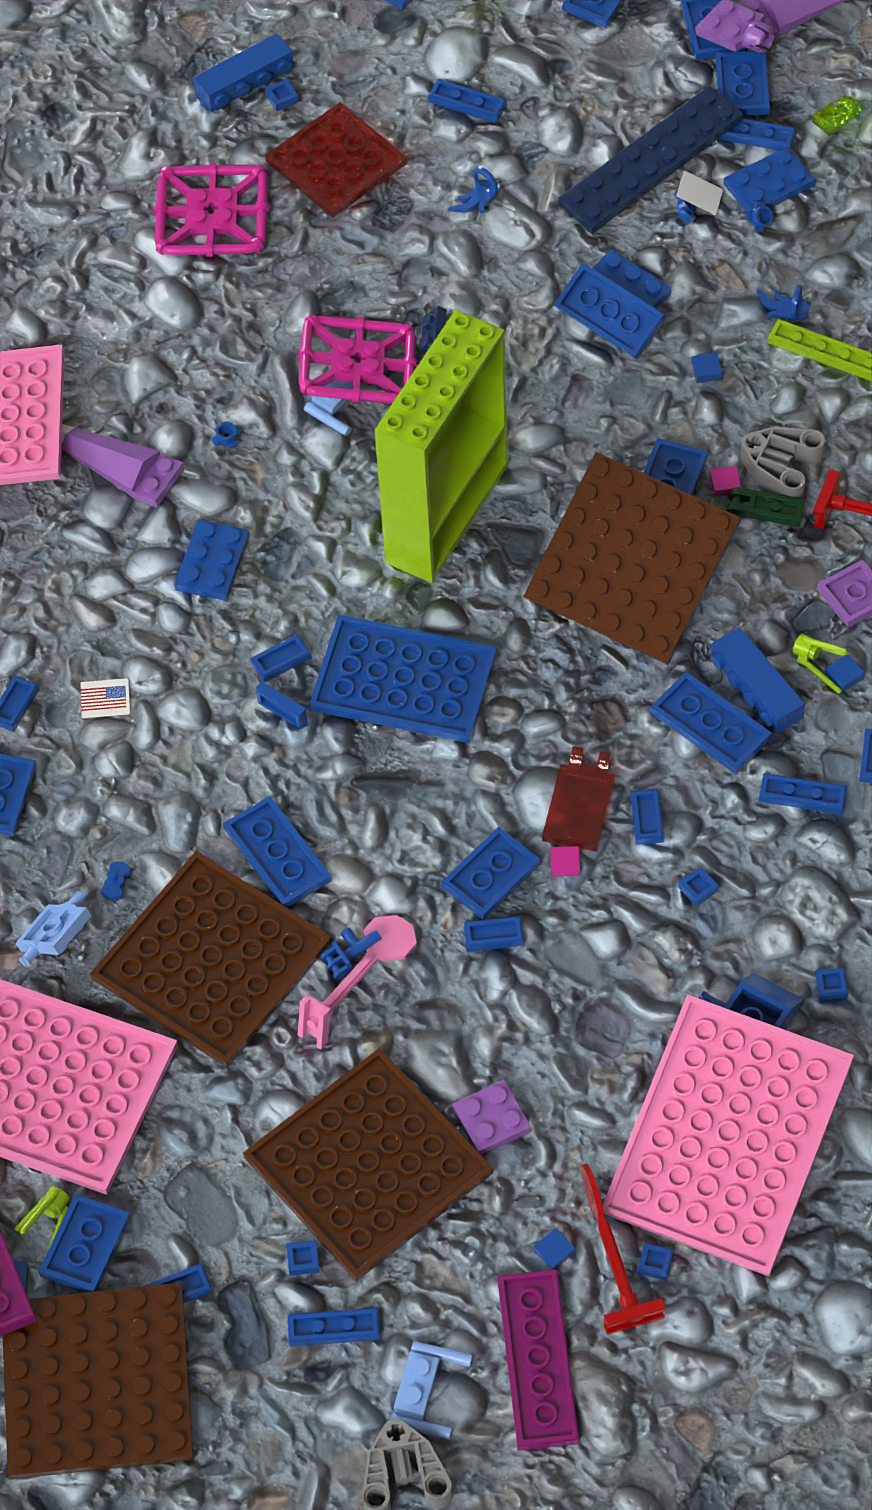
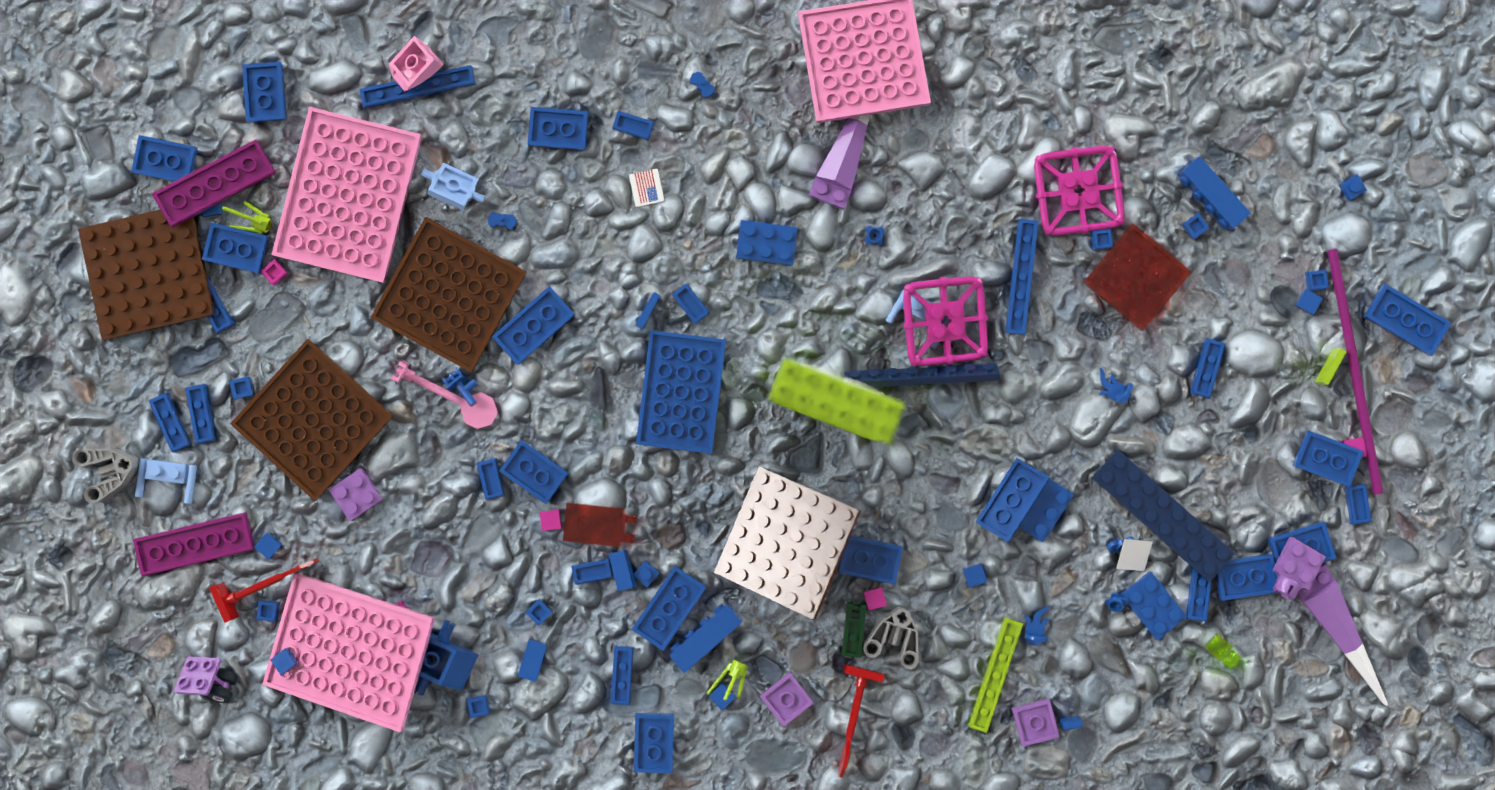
camera: 75 degrees right, 30 degrees up
(132, 1196) = (274, 272): none -> dark pink tile
(280, 193) = (1102, 239): none -> blue tile
(313, 278) = (1021, 276): none -> blue plate
(340, 1374) = (170, 422): none -> blue tile
(649, 774) = (622, 570): none -> blue tile
(658, 749) = (646, 573): none -> blue plate
(734, 1229) = (284, 661): none -> blue tile
(748, 1355) = (203, 677): none -> medium lavender plate
(769, 905) = (532, 660): none -> blue tile

